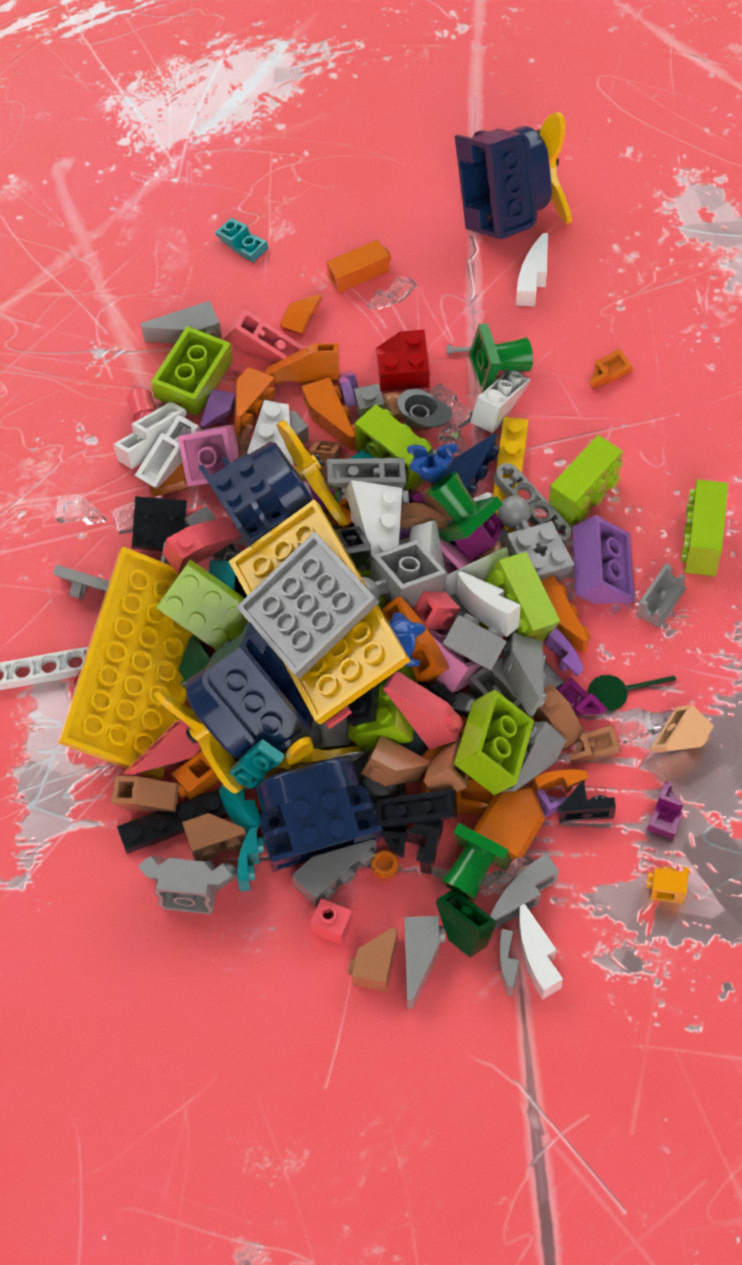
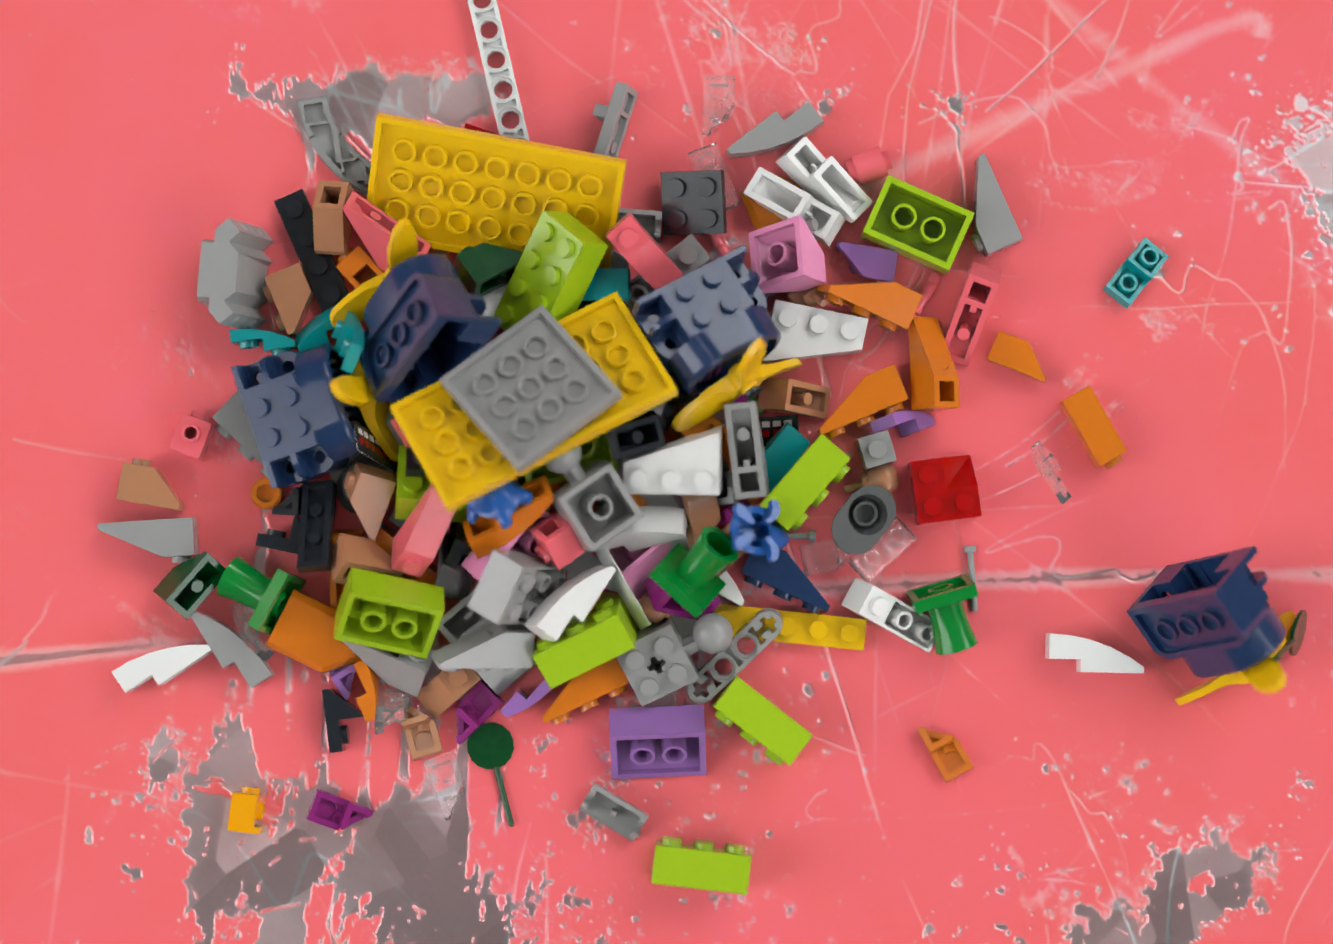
camera: 85 degrees right, 25 degrees up
(81, 805) = (331, 144): none -> light grey tile
(107, 465) = (776, 133): none -> light grey slope
(299, 427) = (837, 363): light grey slope -> none
(507, 966) = (143, 633): light grey slope -> none
(574, 758) = (390, 706): none -> clear slope
(683, 730) = (426, 830): light nougat slope -> none

